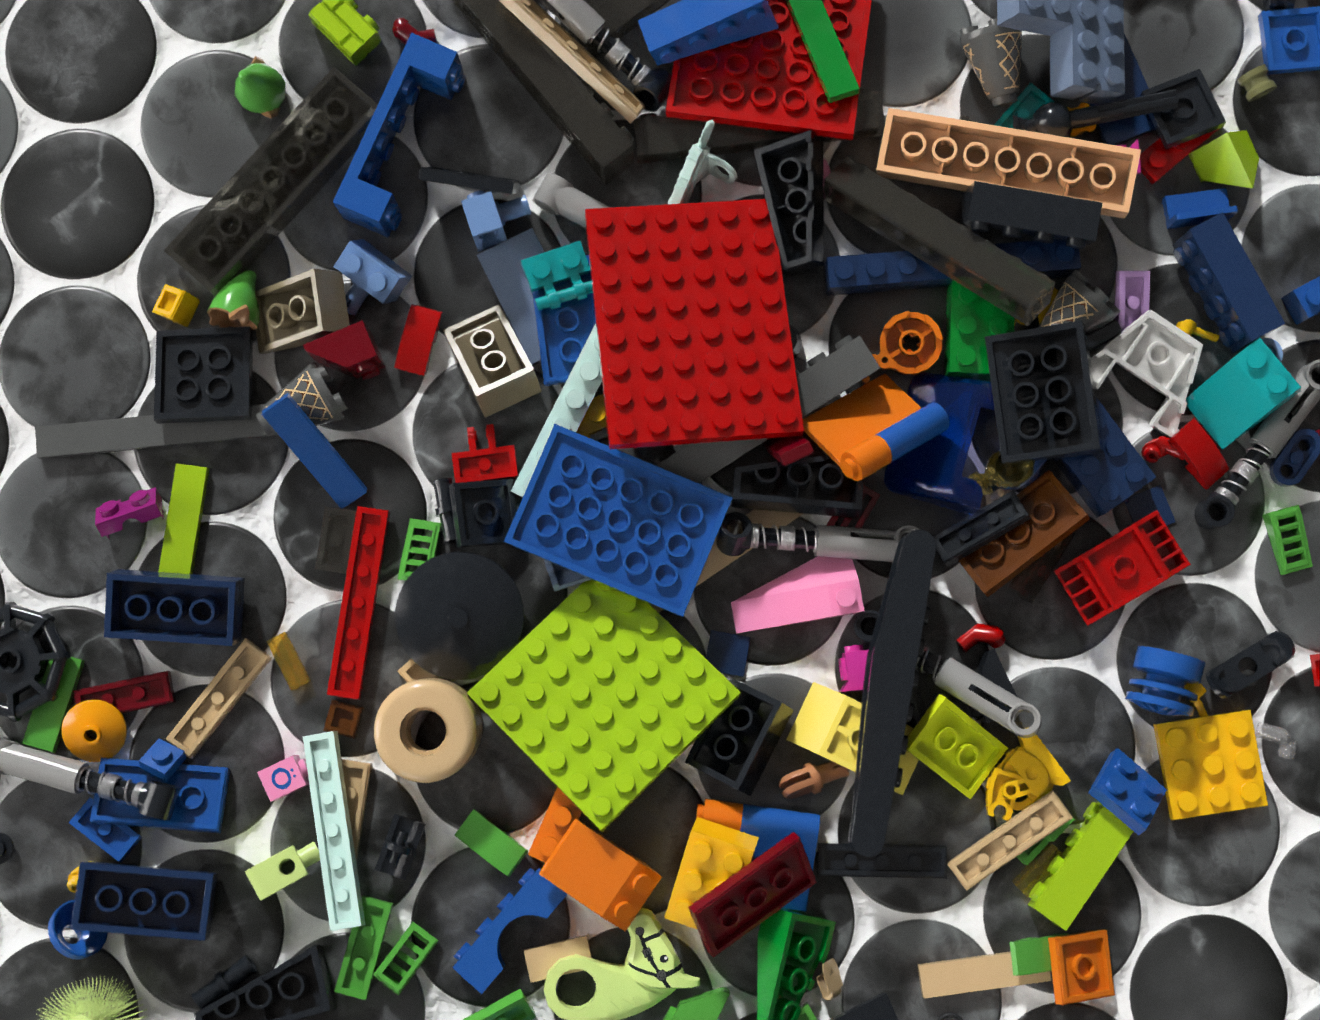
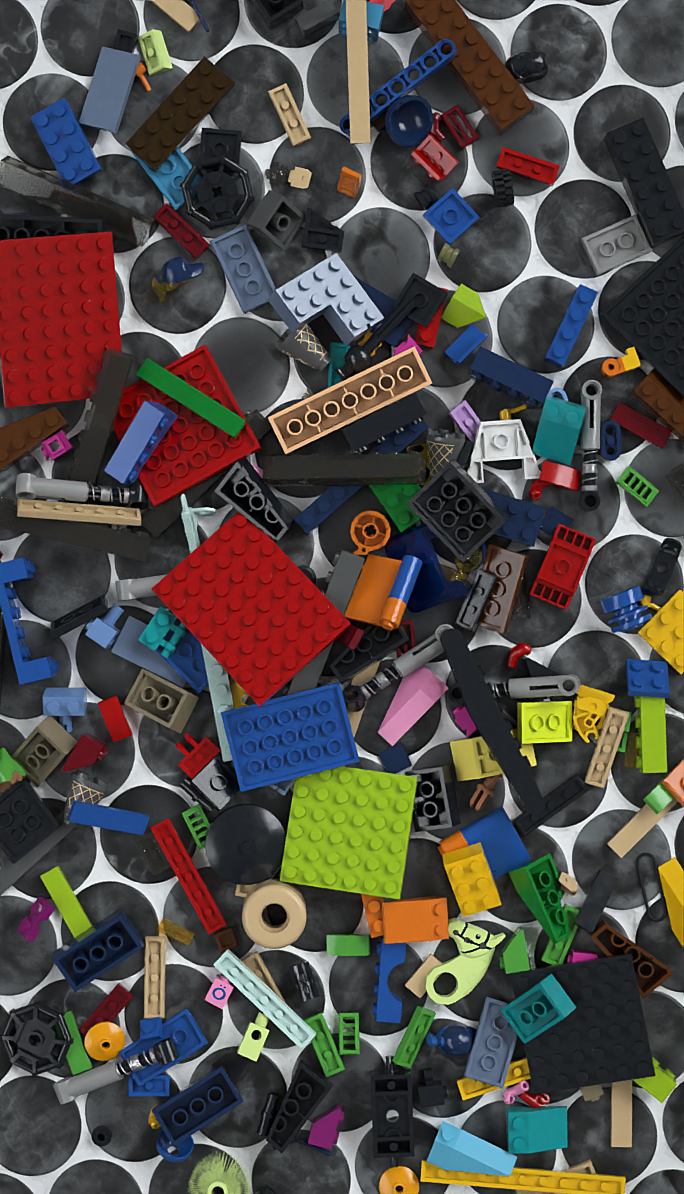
camera: 45 degrees left, 5 degrees up
(752, 894) = (498, 873): dark red tile -> none

